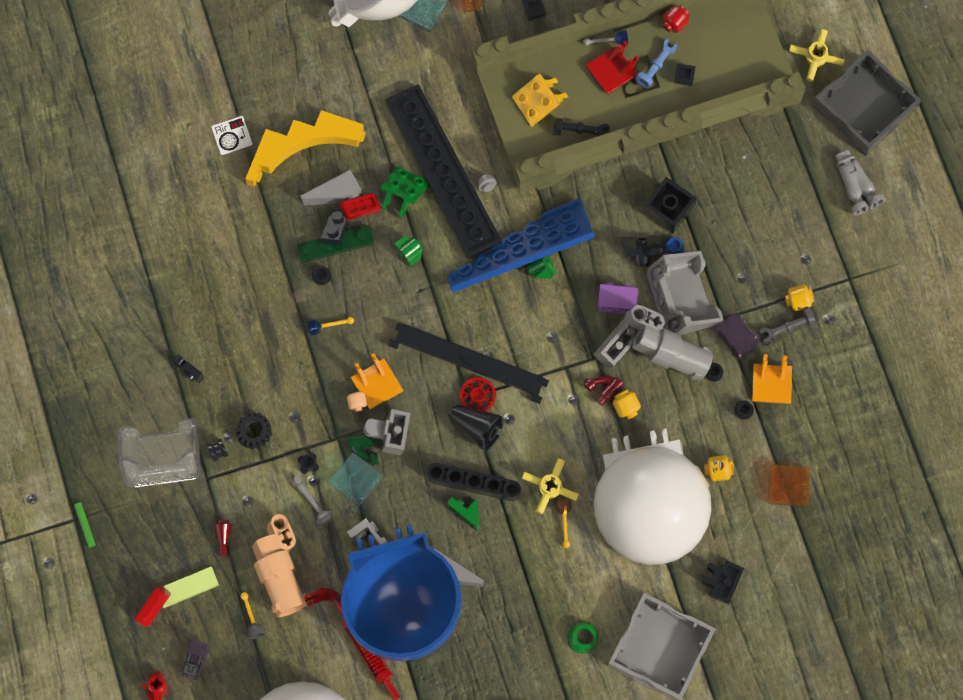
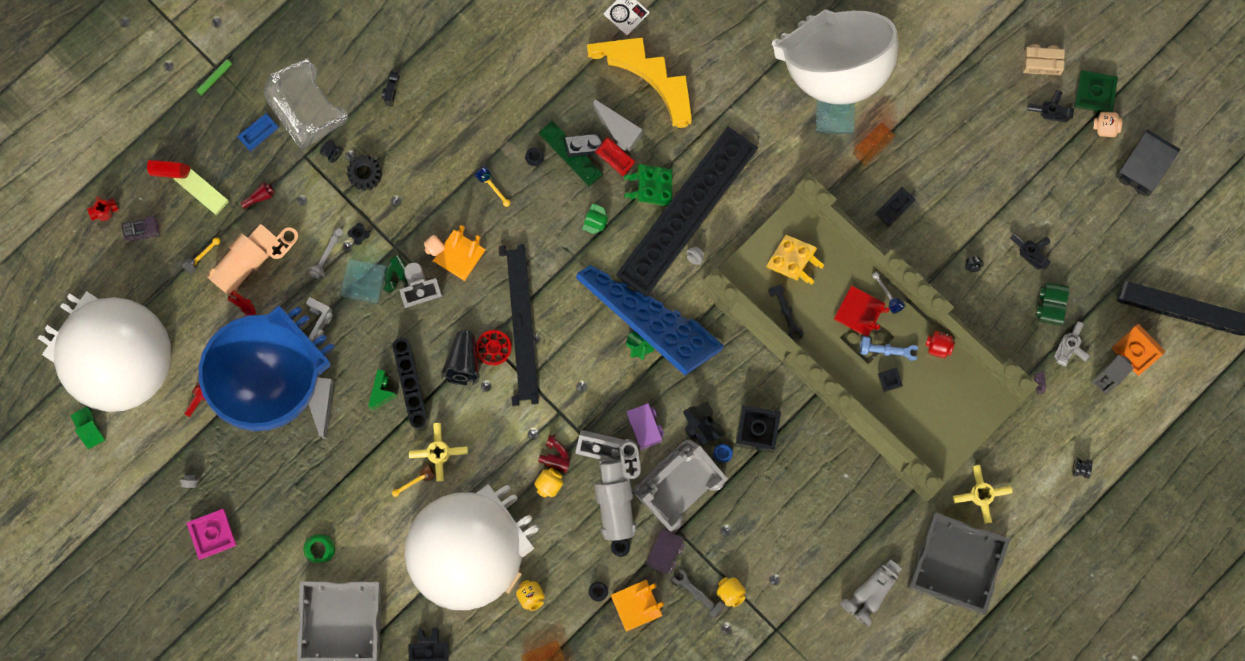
camera: 65 degrees right, 5 degrees up
(160, 509) = (258, 132): none -> blue tile

